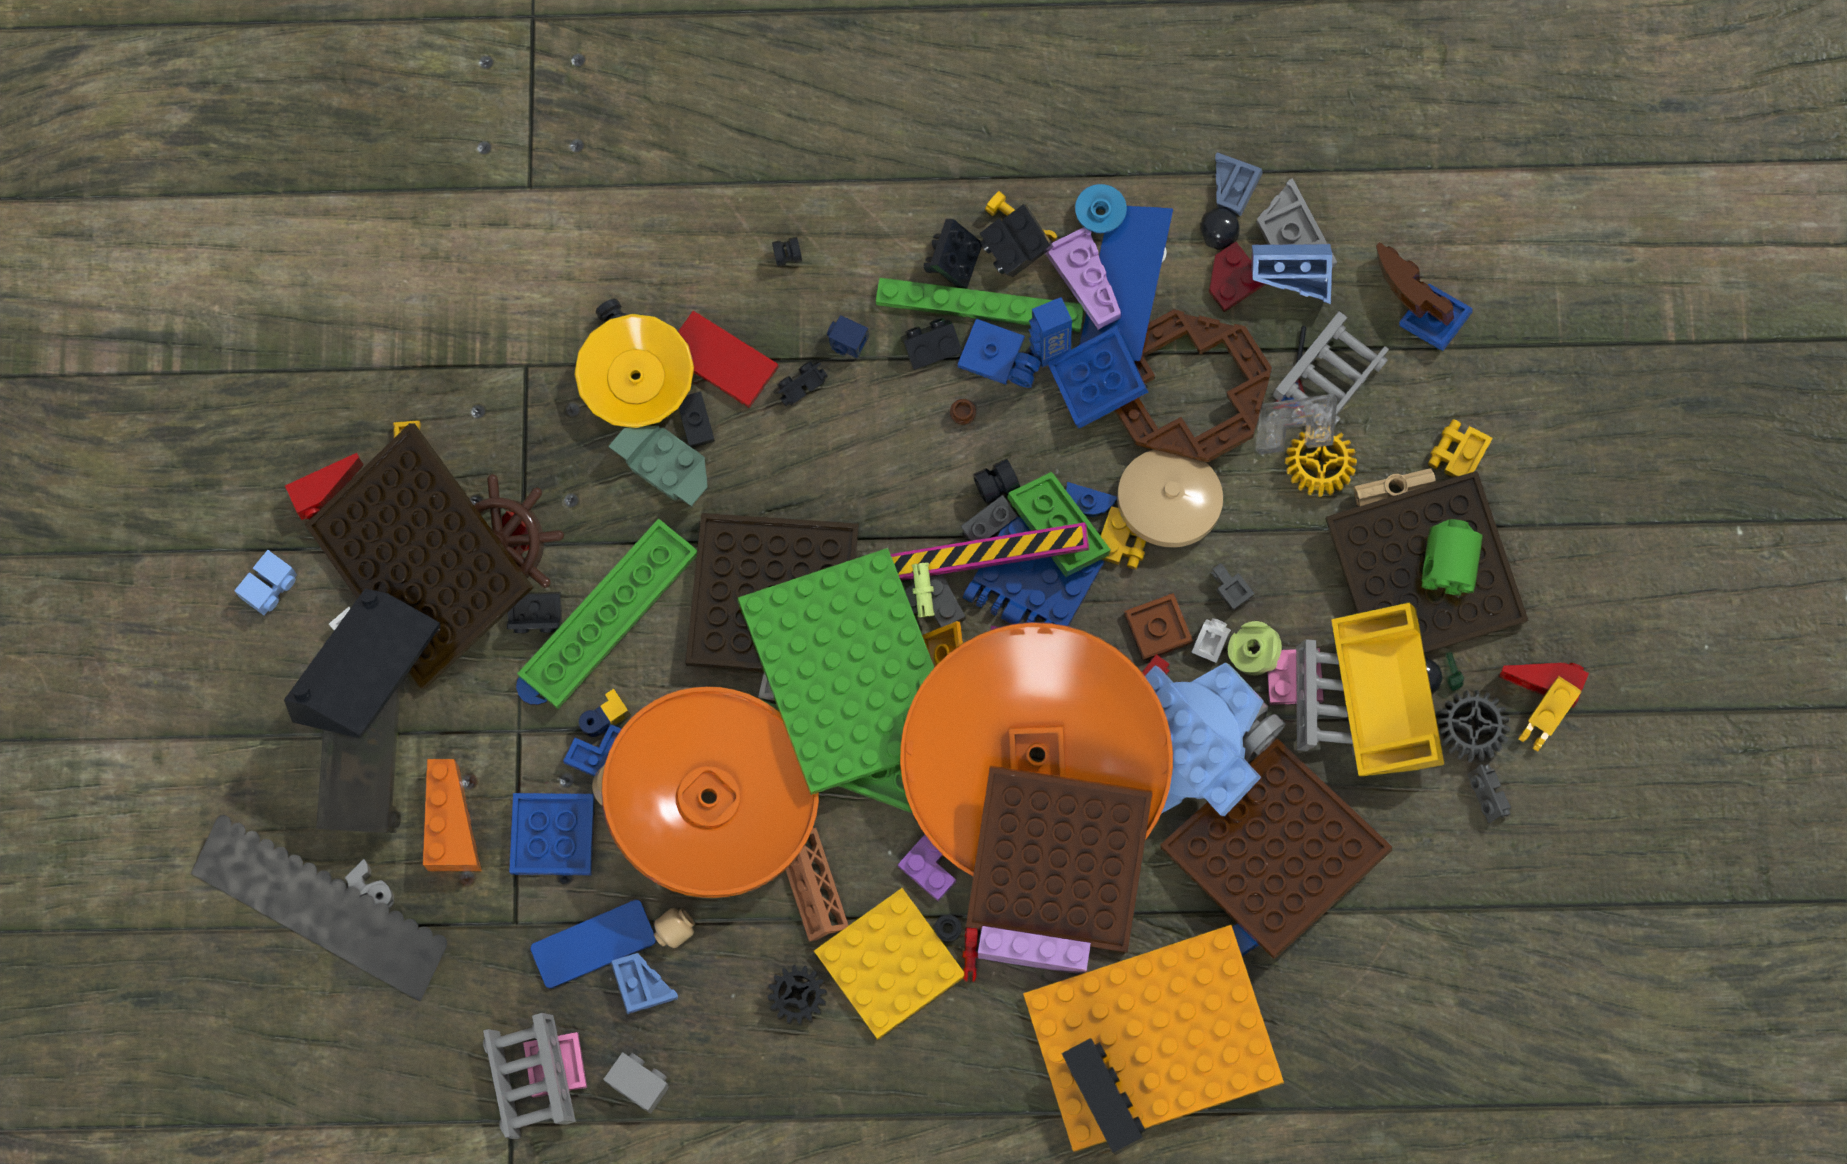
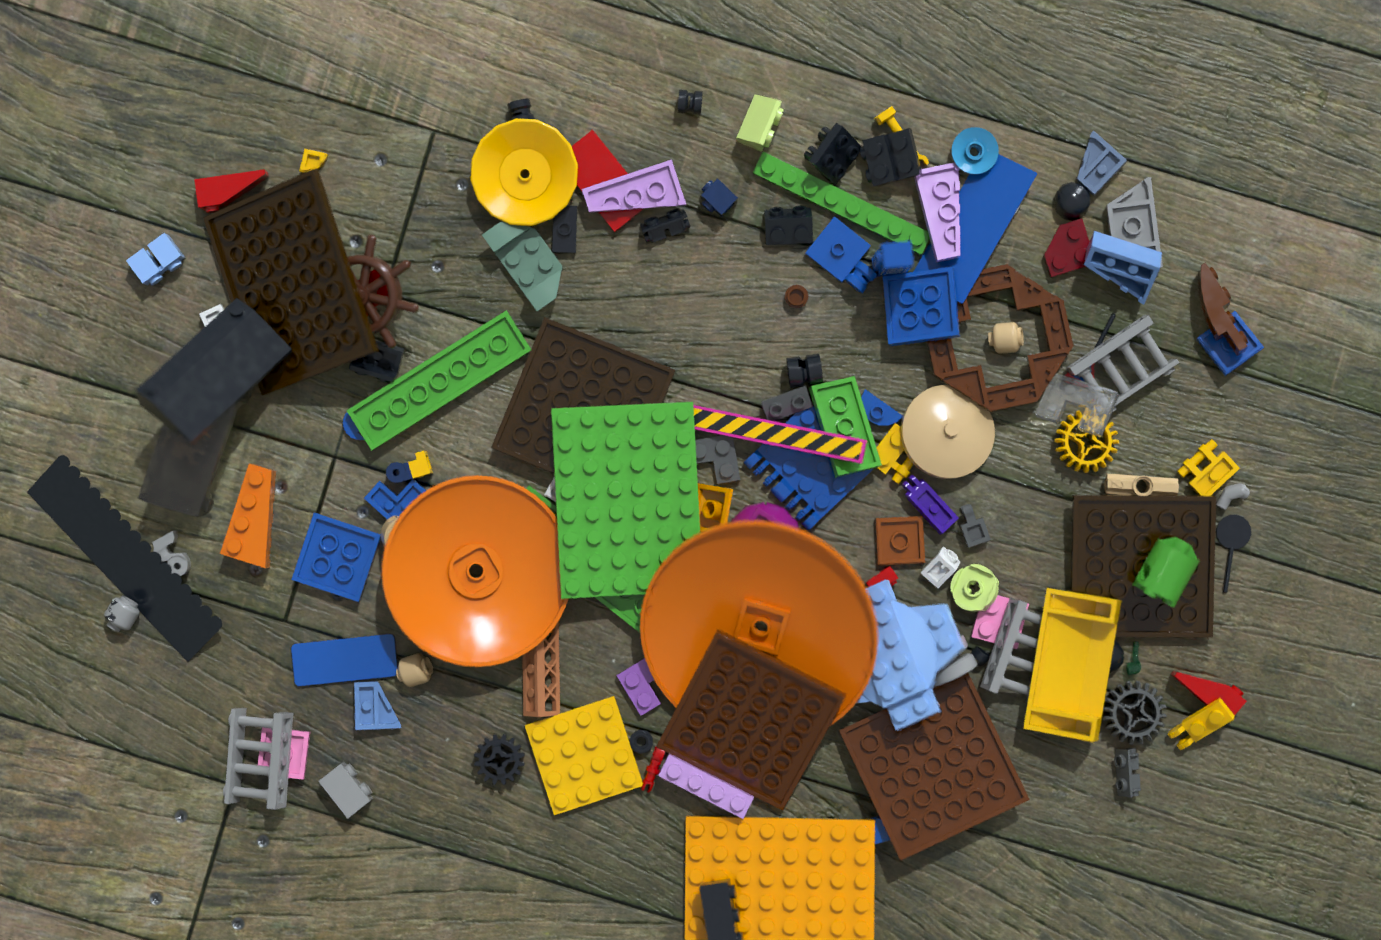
camera: 15 degrees right, 15 degrees up
(332, 968) = (121, 613): none -> light grey head
(762, 352) = (641, 189): none -> lavender wing
(867, 248) = (758, 122): none -> yellowish green slope
(923, 590) = (711, 448): yellowish green pin -> none
(1176, 578) = (929, 504): none -> dark purple hinge
(1198, 383) = (1006, 337): none -> tan head
(1289, 719) = (980, 655): none -> black hinge
(1495, 465) = (1232, 492): none -> light grey arm
(1512, 510) = (1232, 533): none -> black piece

